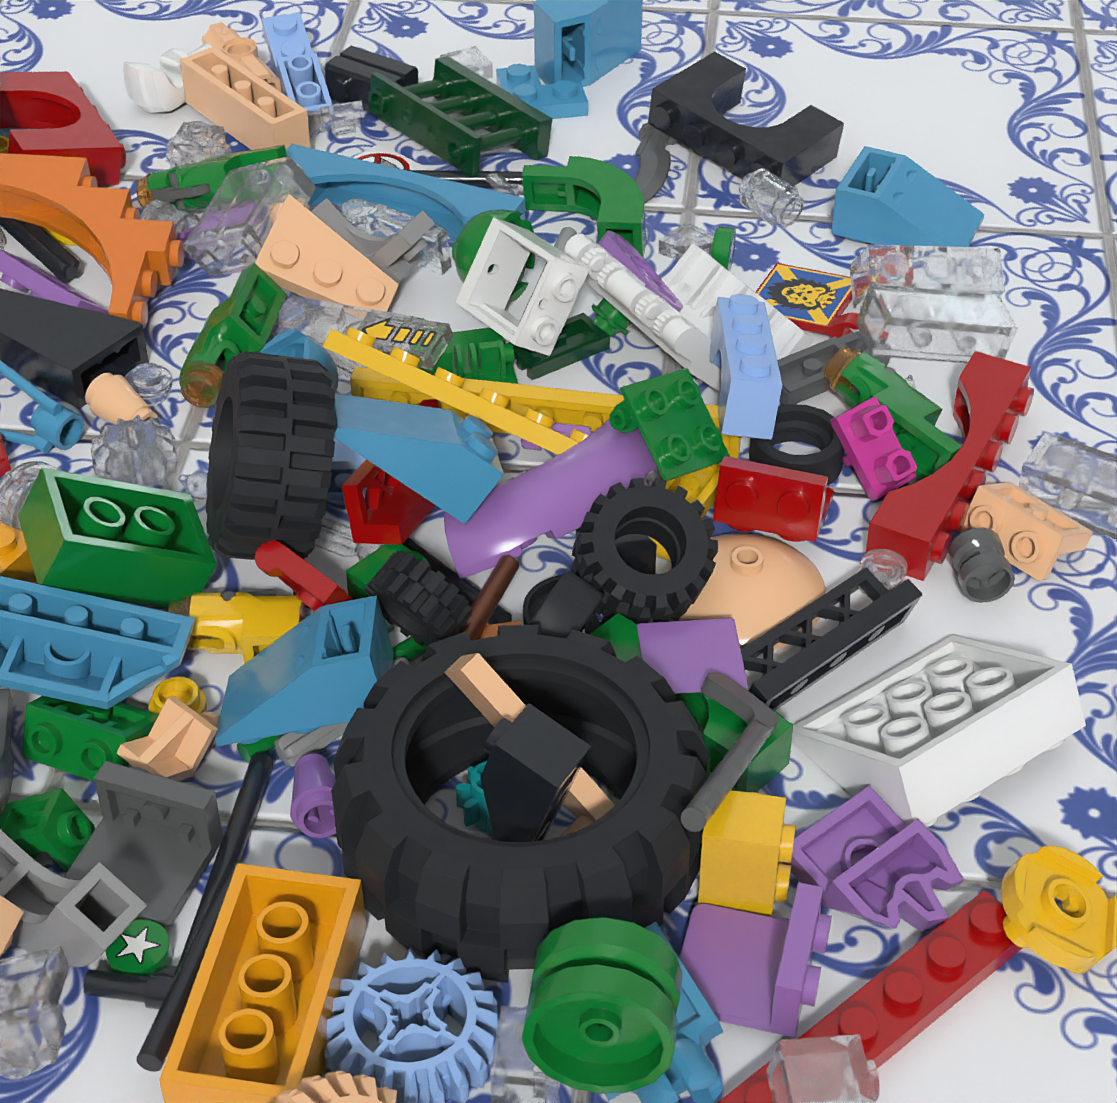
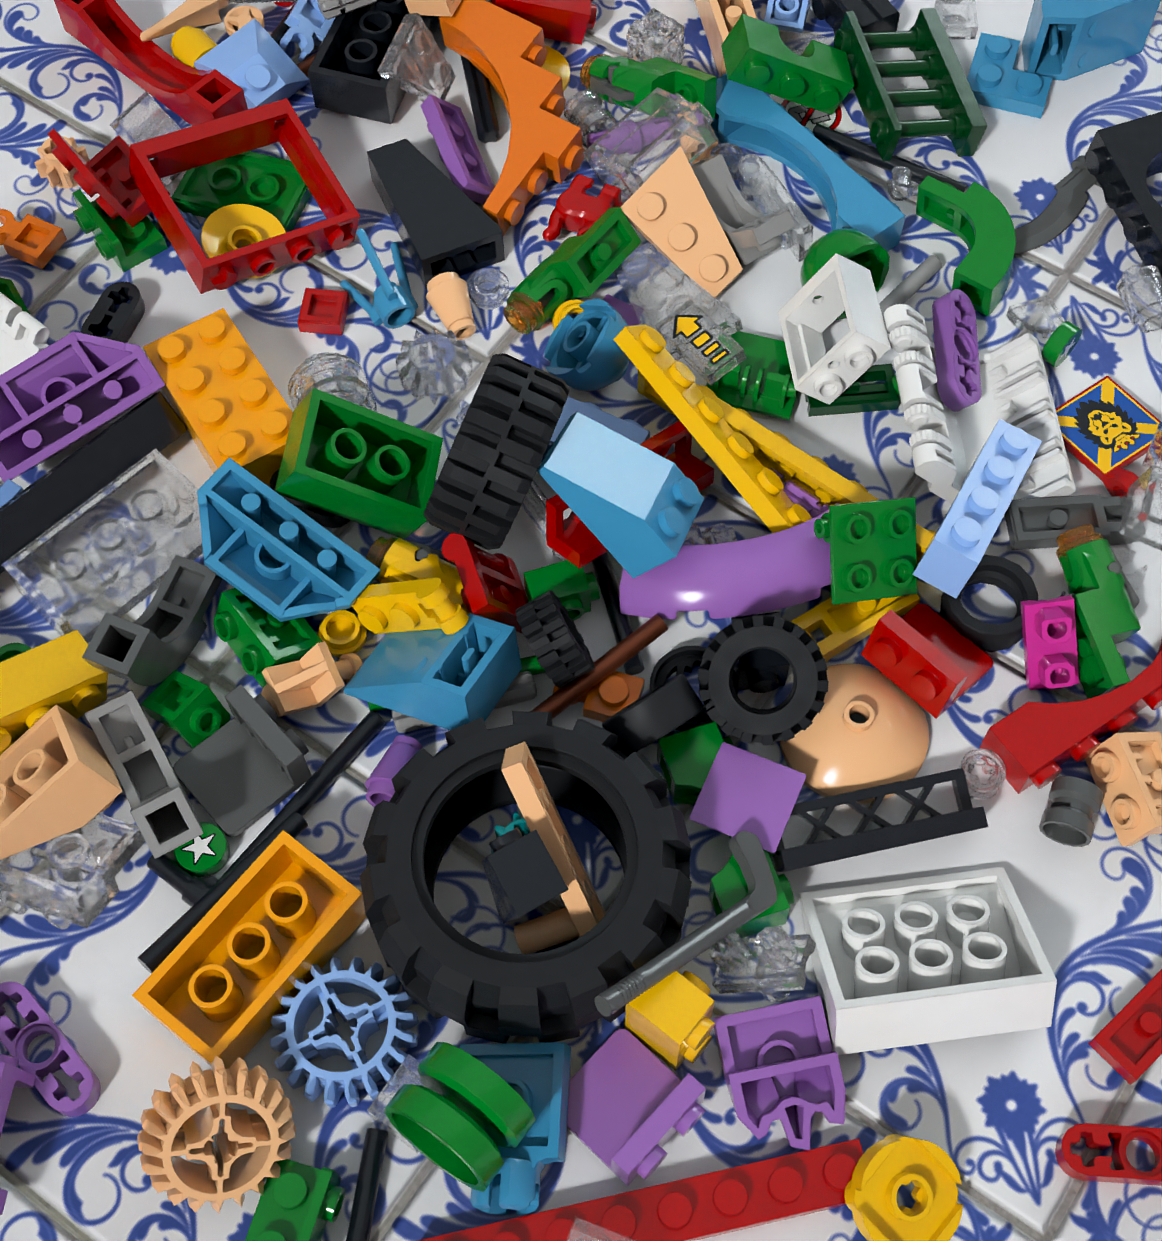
camera: 30 degrees right, 20 degrees up
(202, 294) = (578, 210): none -> red animal
(248, 633) = (409, 607): none -> yellow plate
(358, 132) = (761, 60): none -> green arch
(807, 778) = (764, 964): none -> clear hips

